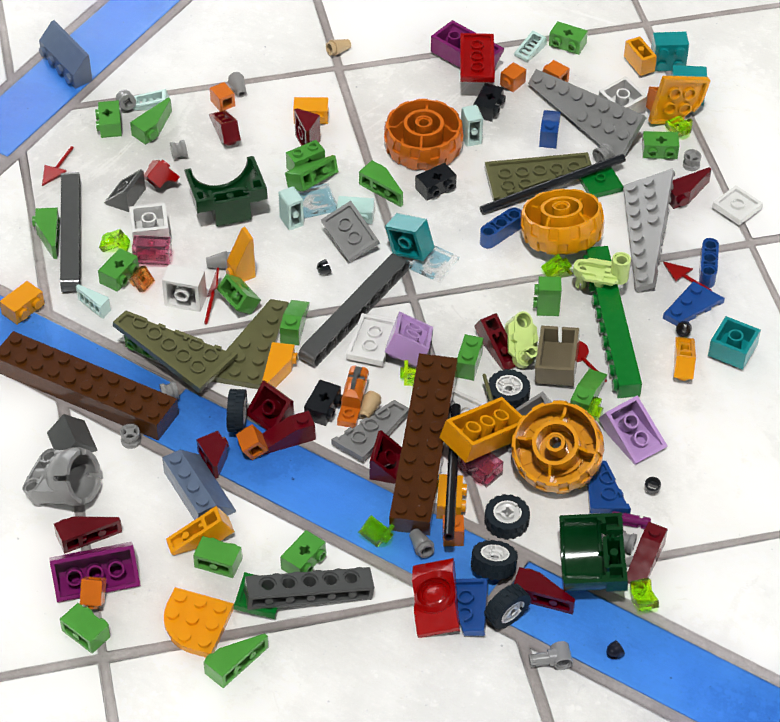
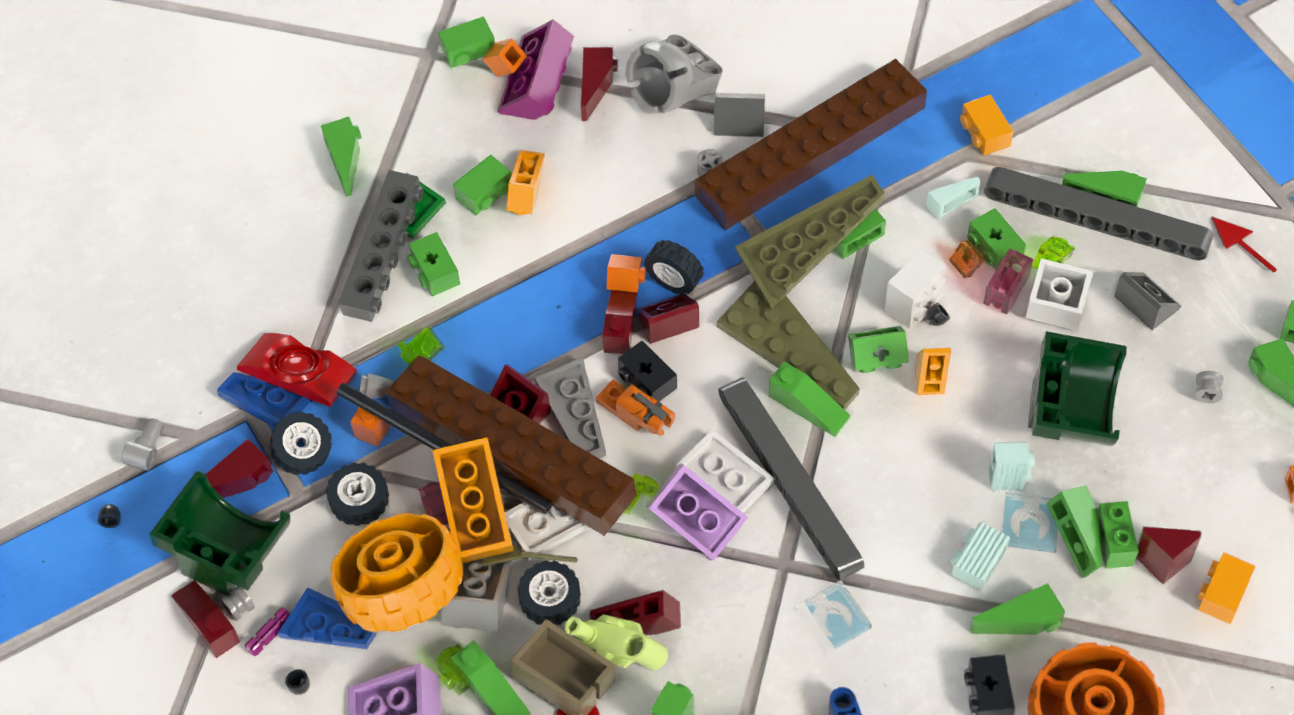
camera: 120 degrees right, 10 degrees up
(159, 173) = (1159, 342): red brick -> none
(169, 389) = (756, 221): light grey wheel -> none
(195, 483) = (594, 201): sand blue slope -> none
(196, 621) = (418, 141): light orange plate -> none
(211, 293) = (893, 320): red piece -> none
(213, 451) = (632, 232): dark red slope -> none
(218, 260) = (960, 358): light grey cone -> none
(226, 127) = (1236, 461): dark red slope -> none
(279, 363) = (738, 351): light orange slope -> none
(323, 267) = (887, 480): black hinge -> none
(350, 231) = (931, 523): light grey plate -> none
(369, 405) = (617, 424): tan cone -> none
(409, 236) = (874, 584): teal brick -> none
(441, 500) = (407, 448): light orange brick -> none
(469, 357) = (626, 568): bright green brick -> none
(507, 606) = (224, 419): black wheel -> none
(642, 595) = (151, 580): clear neon green bracket -> none

